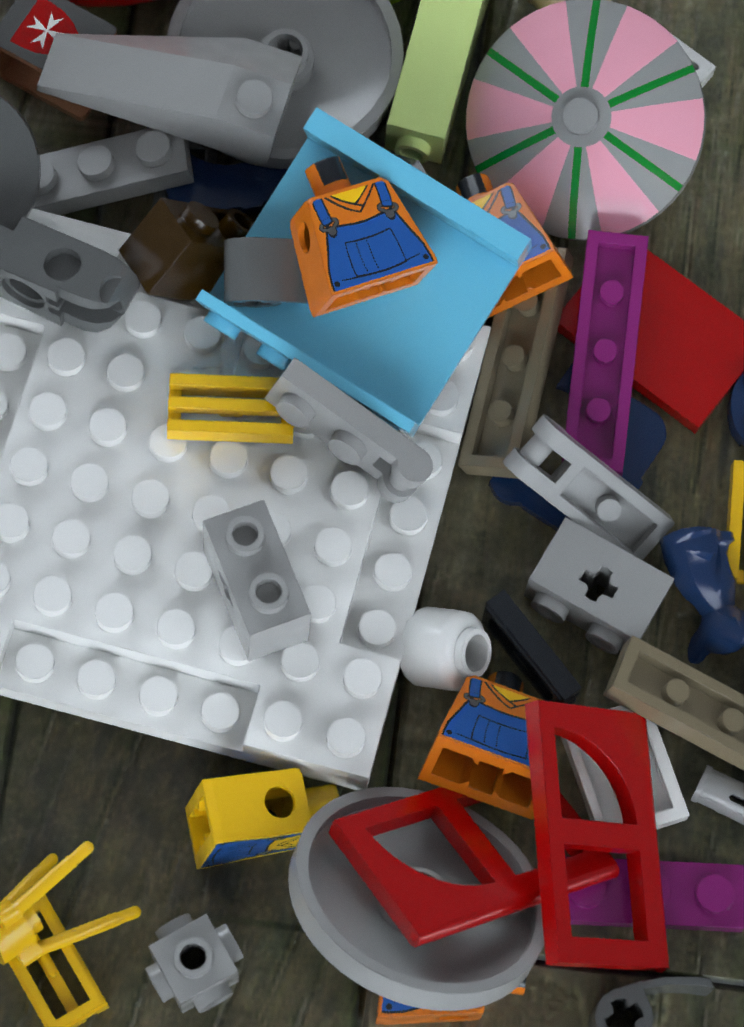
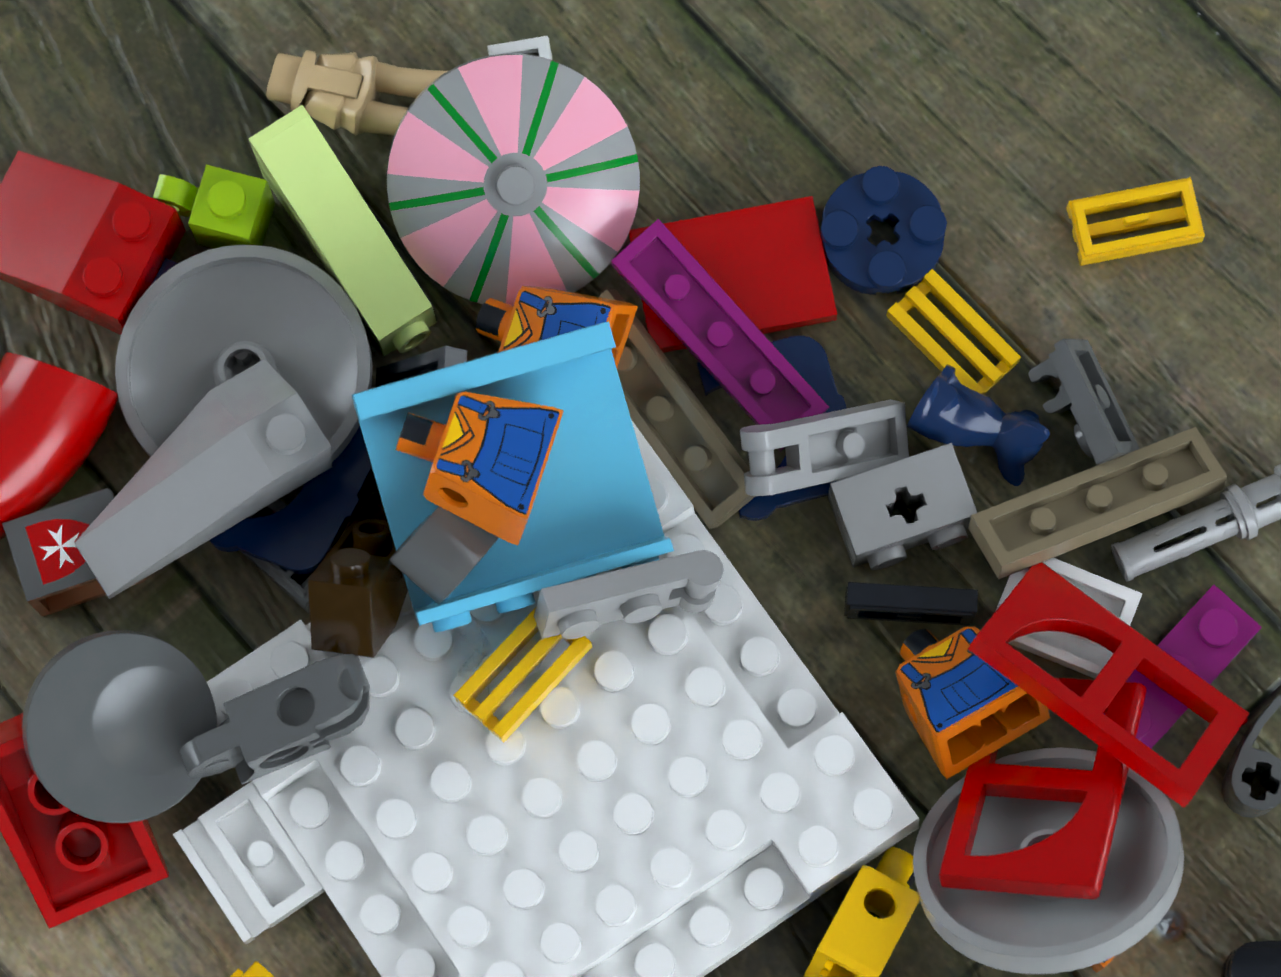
camera: 40 degrees left, 5 degrees up
(112, 170) = (223, 591): light grey plate -> none
(256, 580) = (693, 772): light grey brick -> none
(444, 648) = (853, 667): white head -> none

